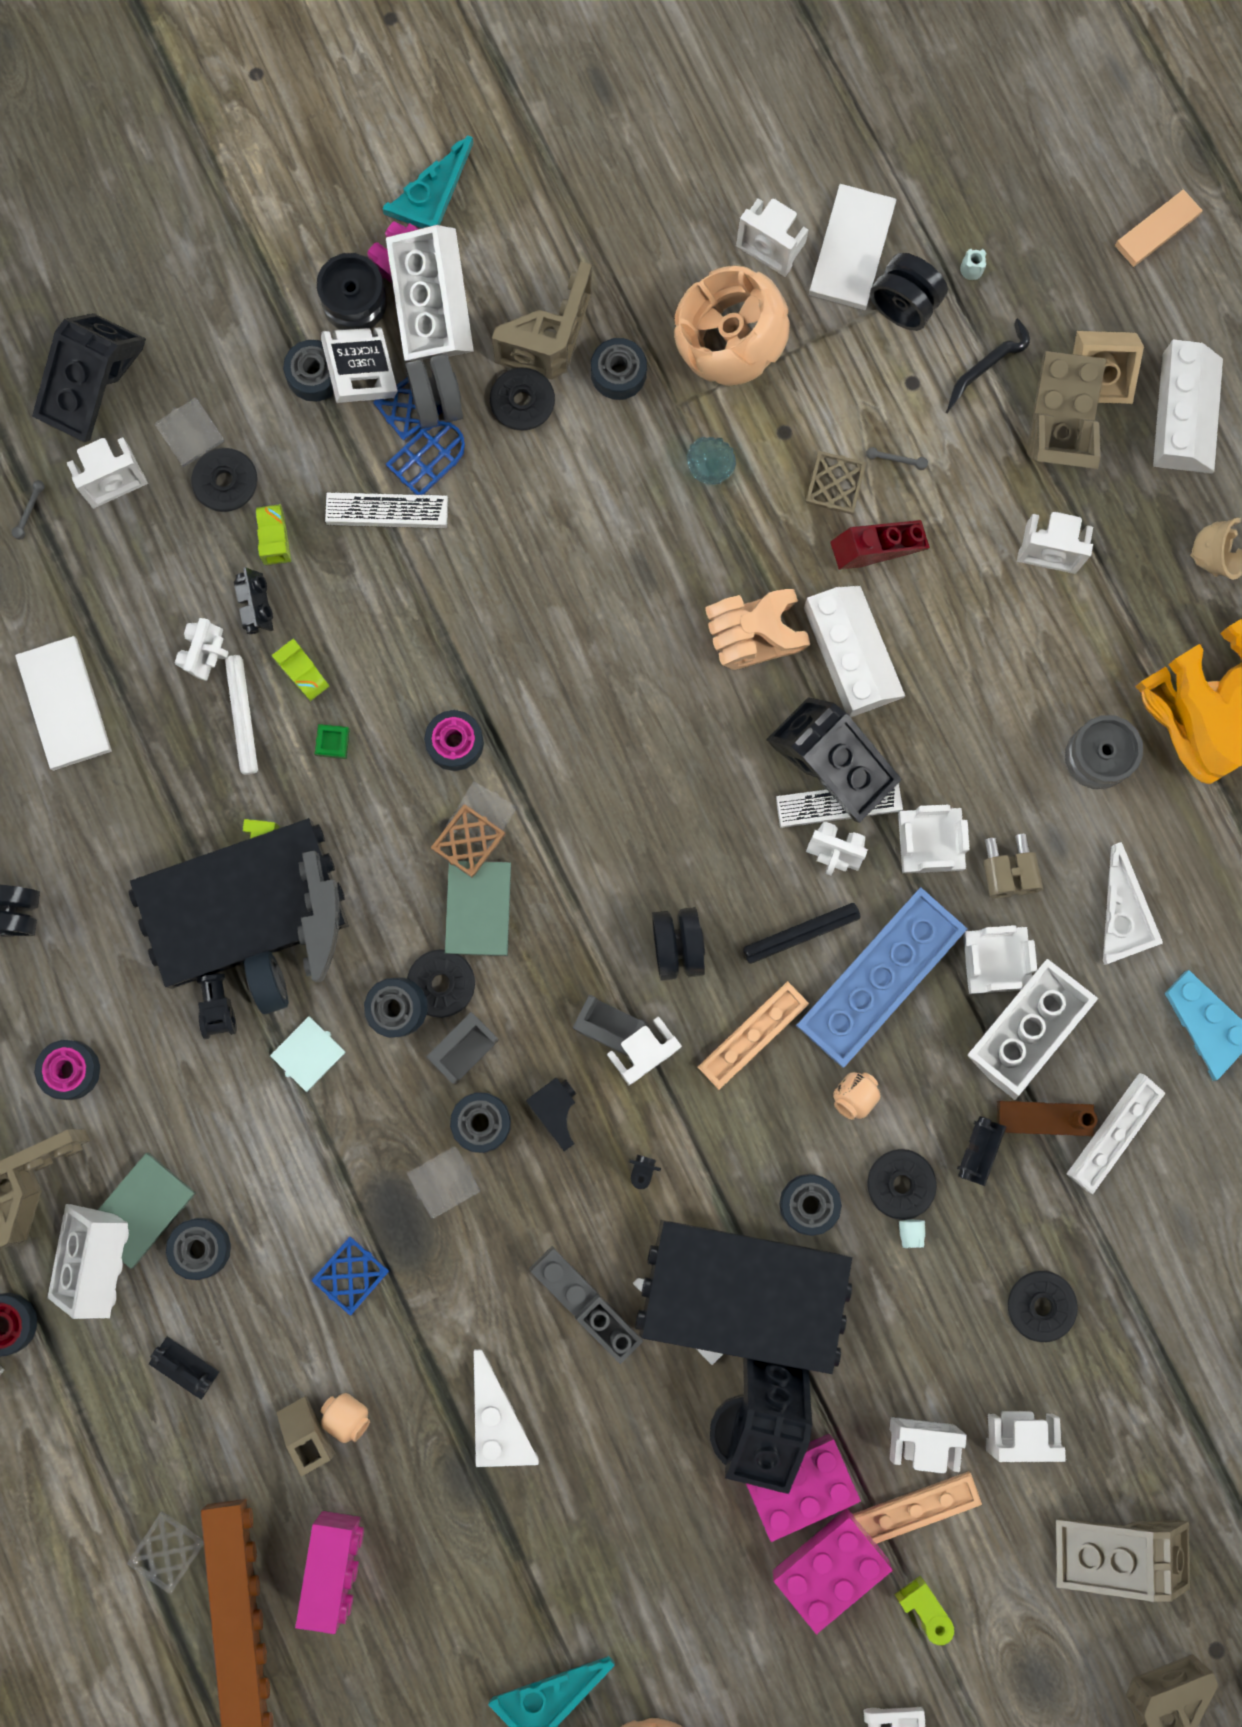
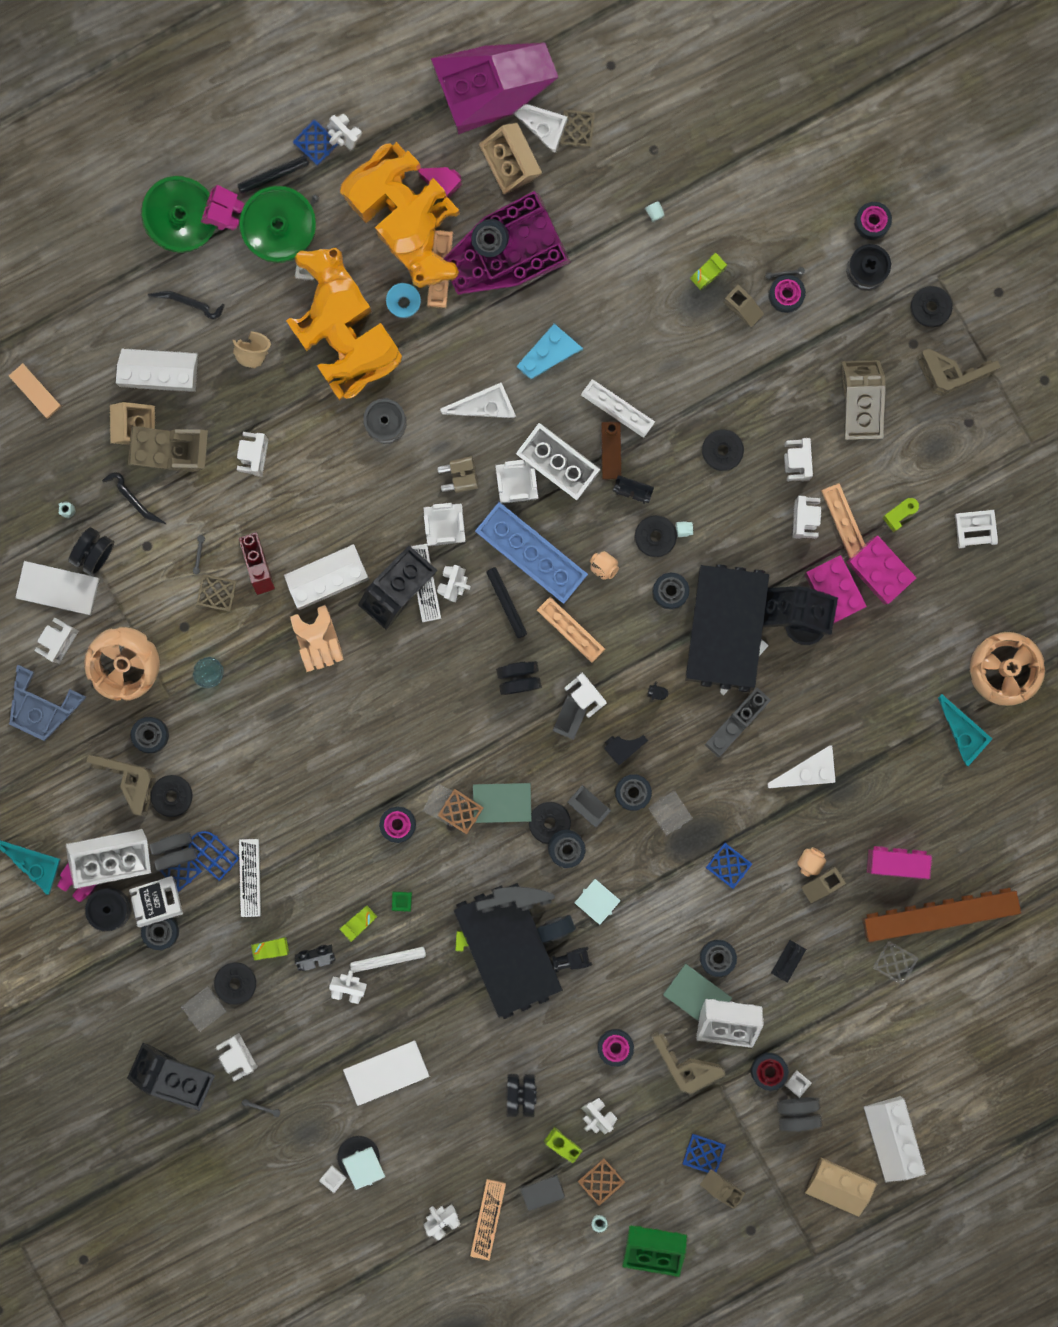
camera: 85 degrees left, 5 degrees up
(661, 203) = (36, 714): none -> sand blue wing

